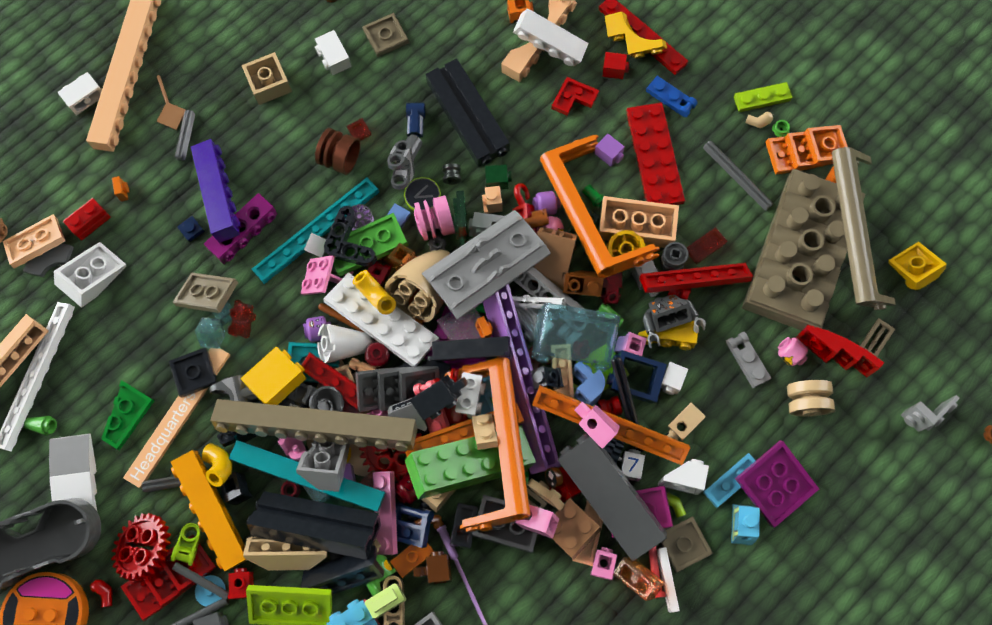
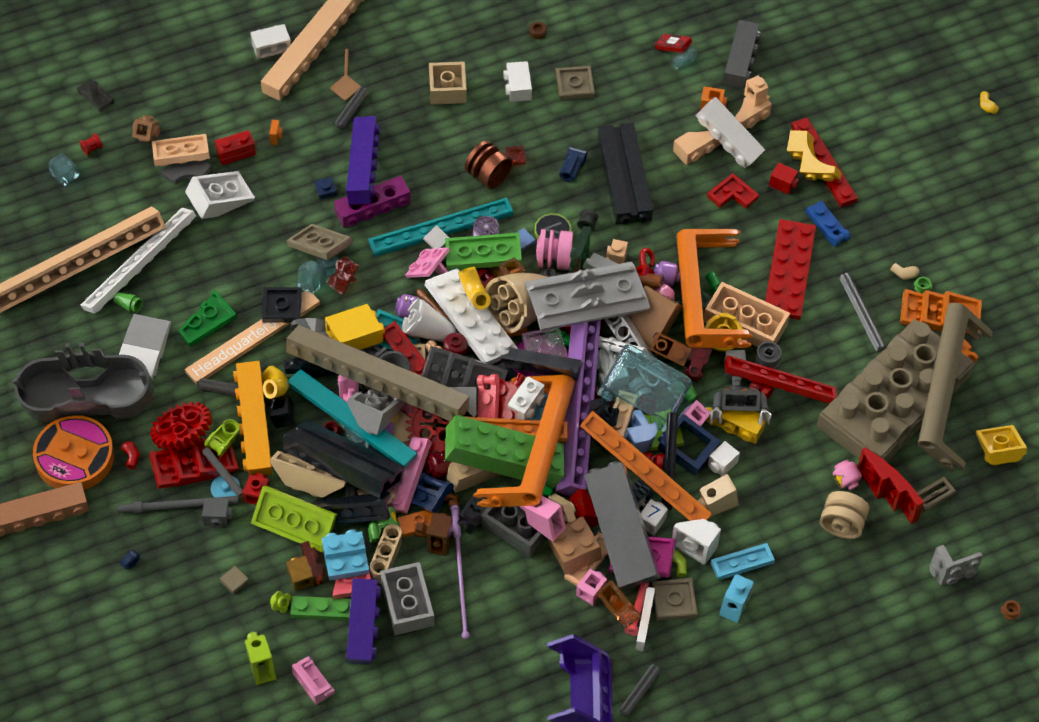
camera: 15 degrees right, 15 degrees down
(341, 241) = (462, 243): black beam -> none
(385, 600) = (382, 537): yellowish green piece -> none
(403, 156) = (546, 189): dark grey connector -> none
(437, 396) = (497, 385): black hinge -> none
(484, 328) = (562, 348): orange plate -> none
(484, 431) = (527, 427): tan plate -> none
(497, 176) = (632, 235): dark green brick -> none
(554, 477) = (575, 493): tile -> none
(600, 432) = (632, 457): bright pink torso -> none
(609, 150) = (746, 249): medium lavender brick -> none
(706, 245) = (804, 360): clear red plate -> none
(748, 360) = (802, 470): light grey plate -> none
(762, 97) = (917, 253): lime plate -> none
(777, 483) = (782, 575): magenta plate -> none

